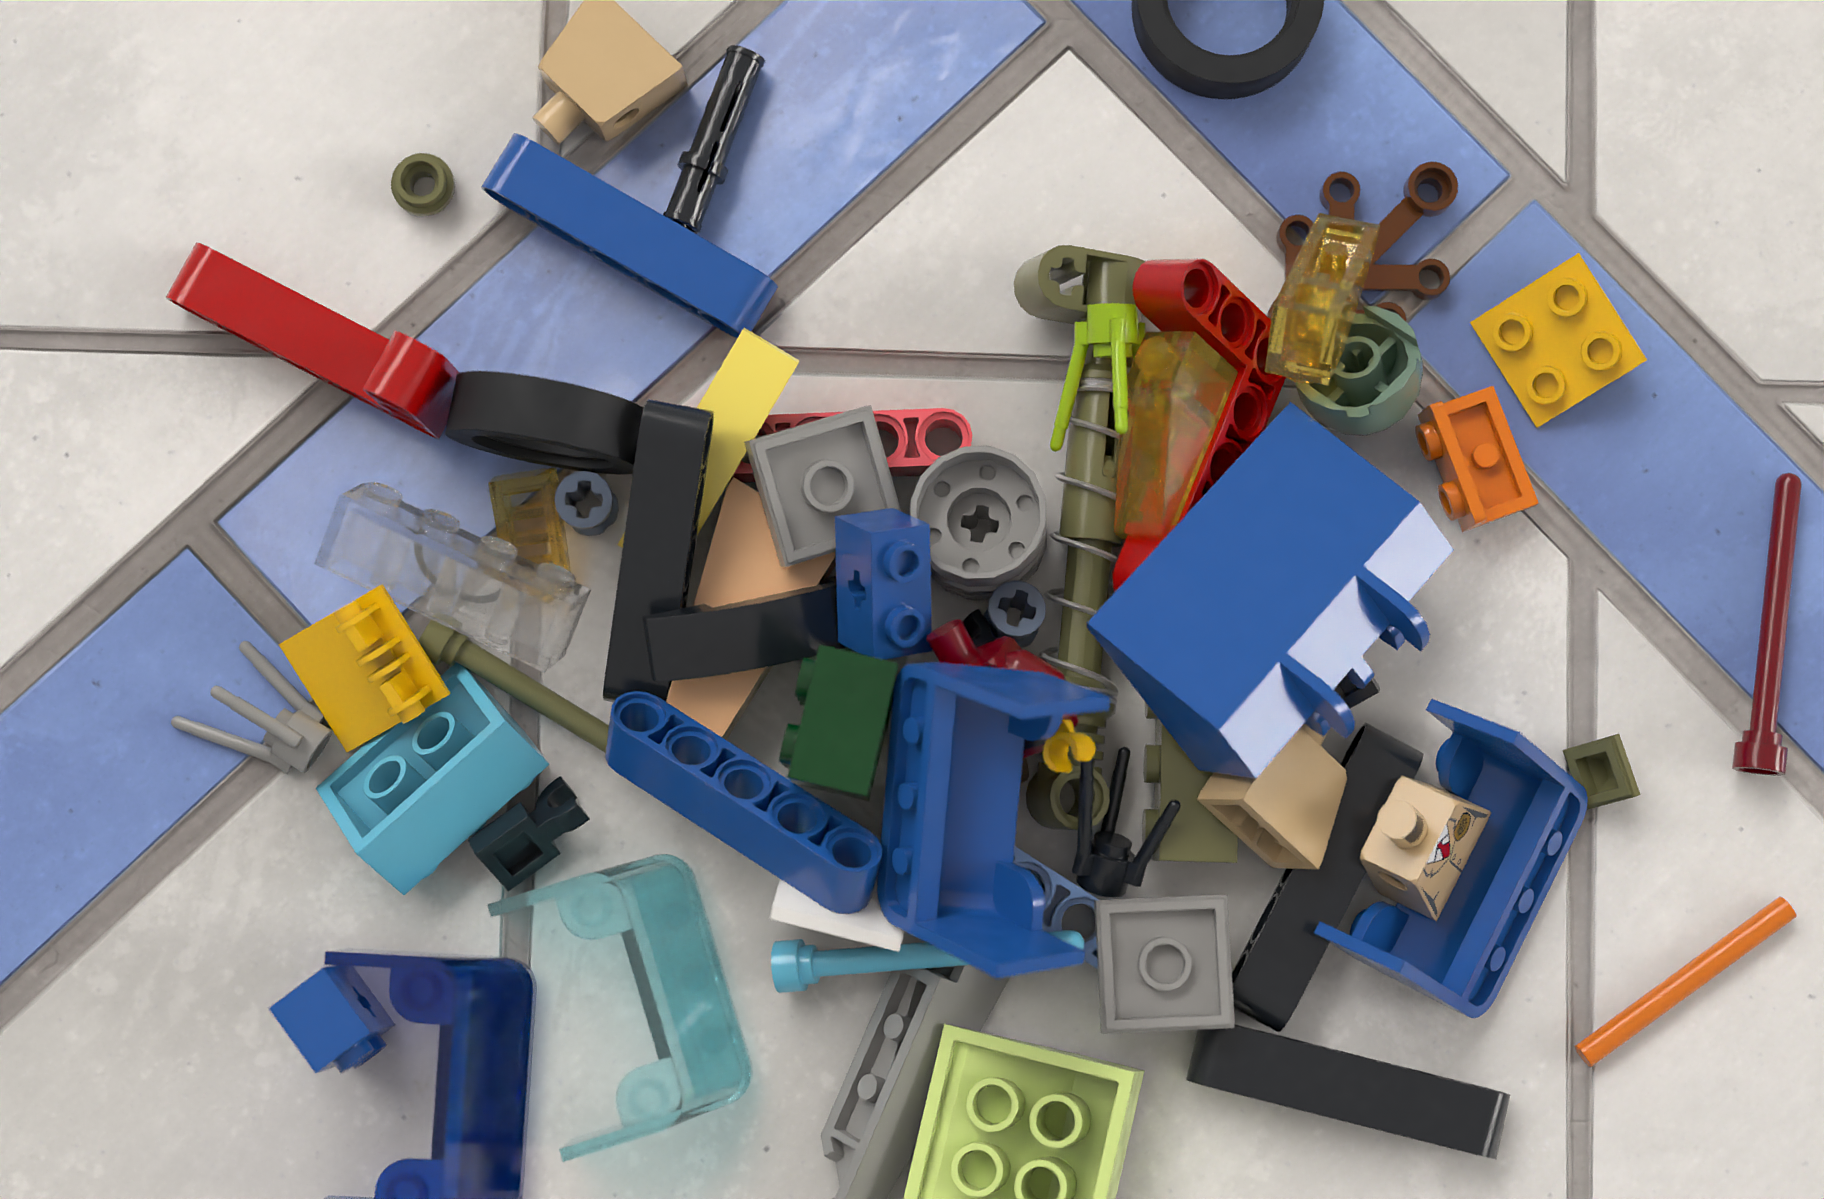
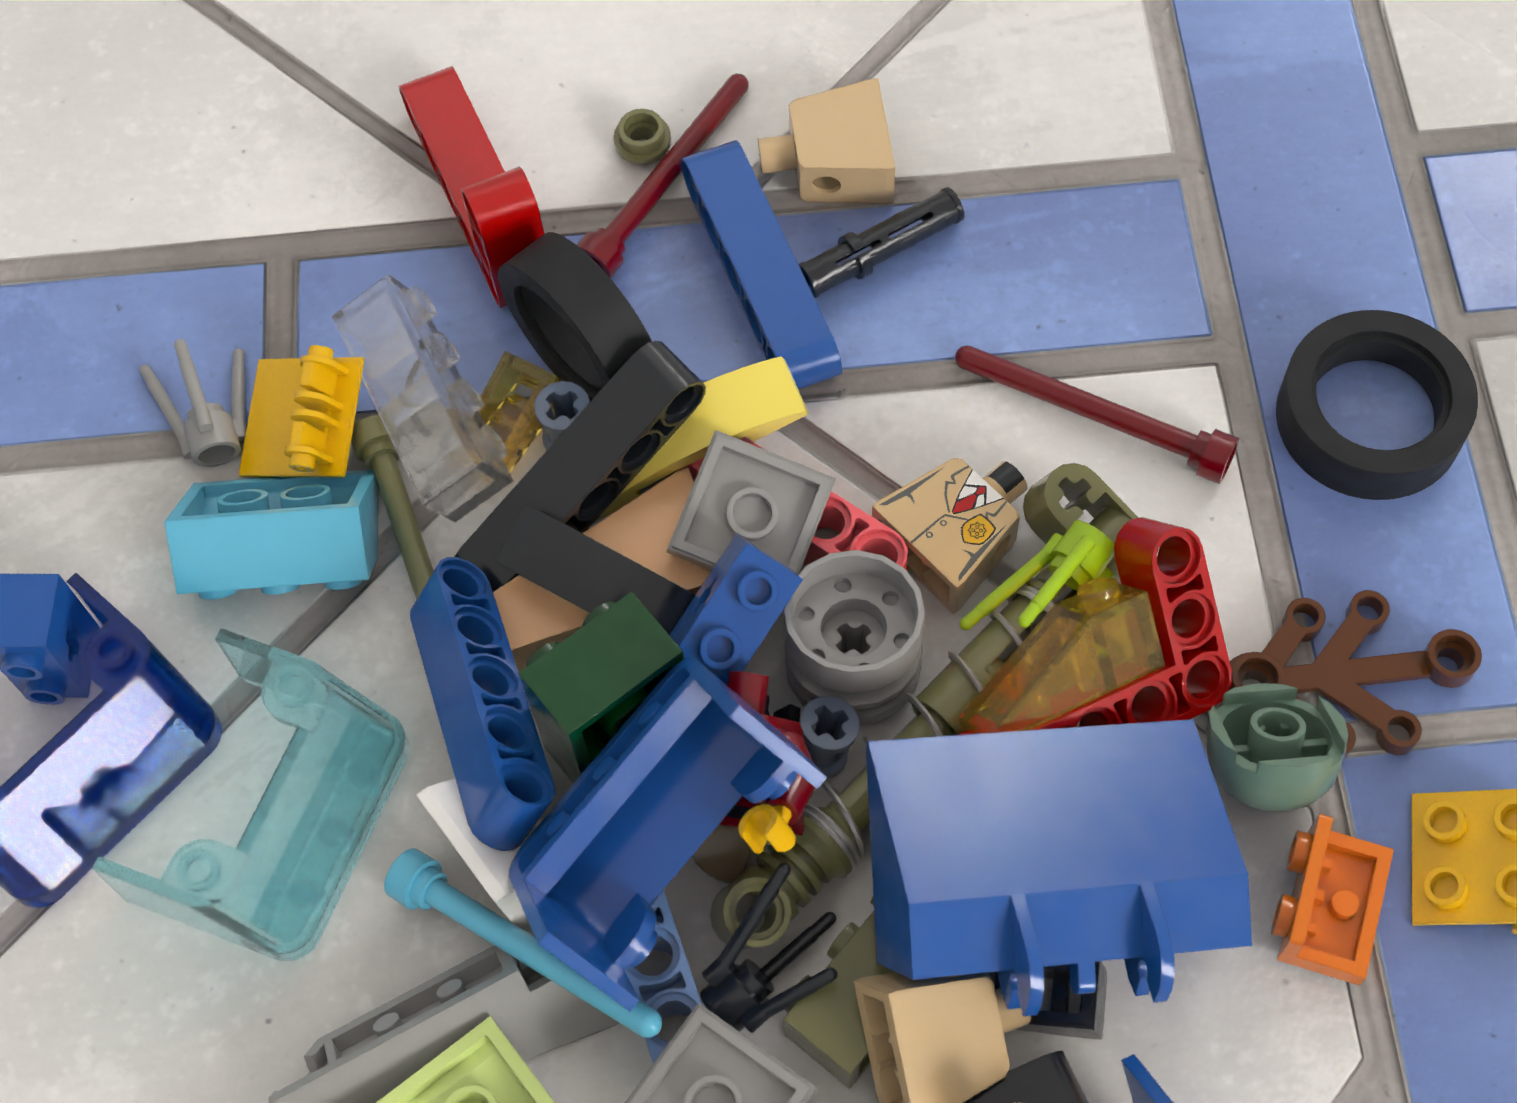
camera: 45 degrees right, 20 degrees down
(482, 322) = (607, 243): none -> dark red piece
(524, 841) = (302, 625): black plate -> none
(976, 360) = (955, 525): none -> tan torso
(1123, 143) = (1206, 451): none -> dark red piece
(1320, 299) = (1276, 657): clear yellow slope -> none

